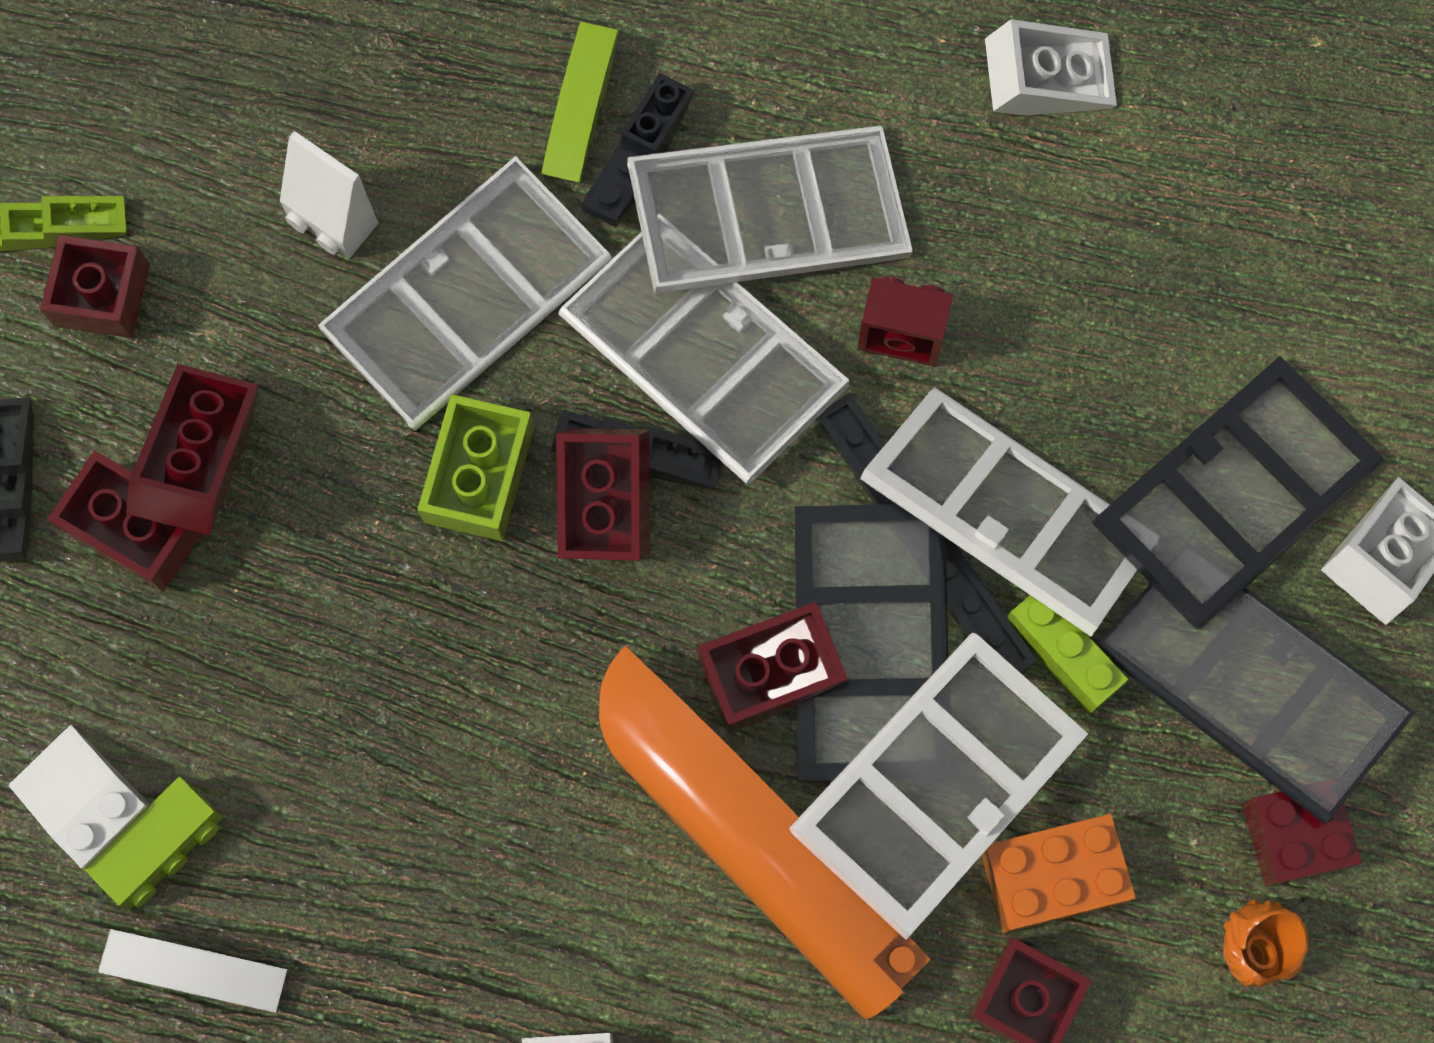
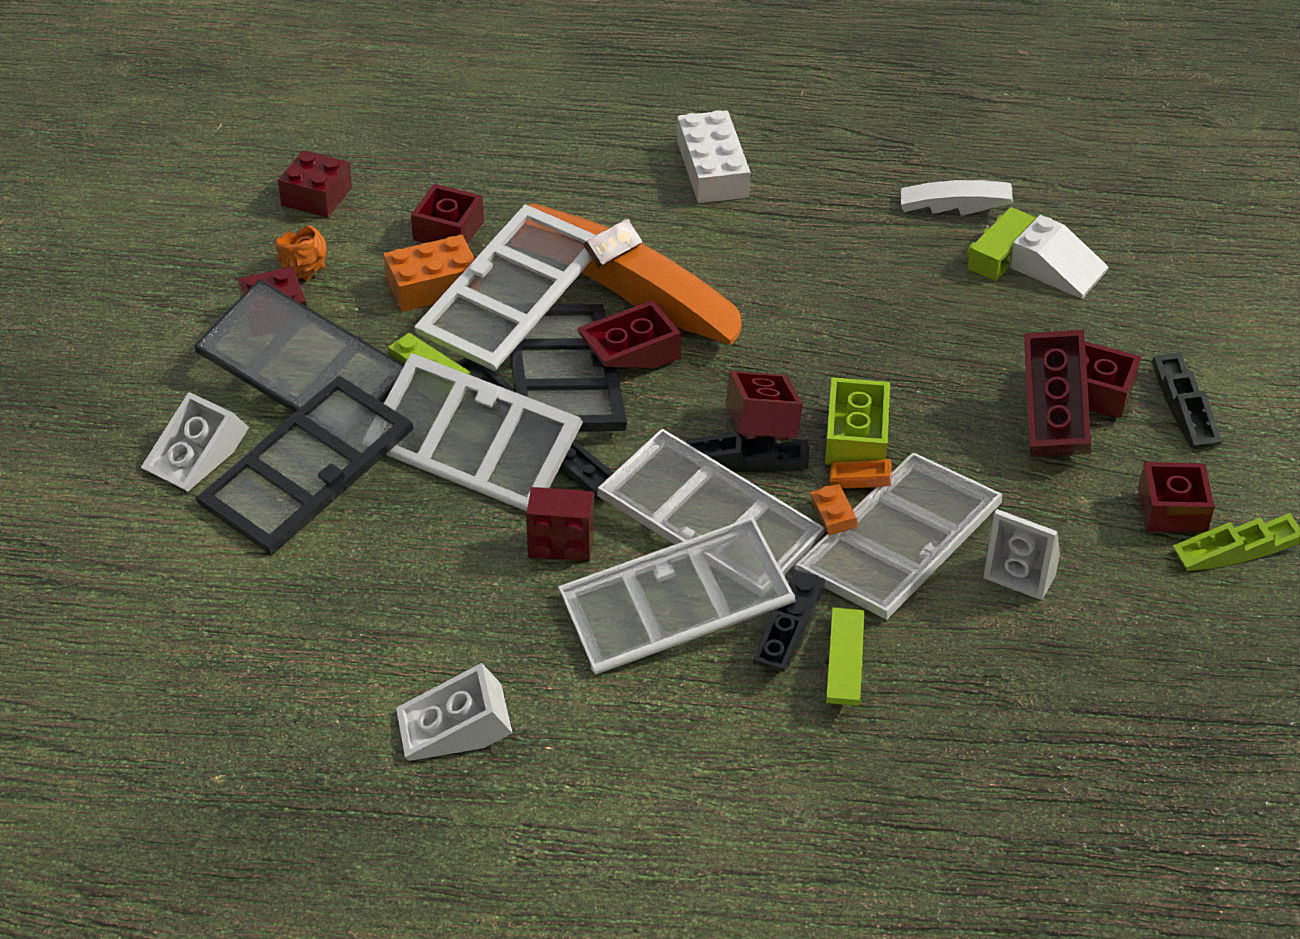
camera: 170 degrees right, 30 degrees down
(492, 387) = (861, 473): none -> orange tile
(542, 333) = (834, 509): none -> orange plate
(779, 816) = (612, 243): none -> tile

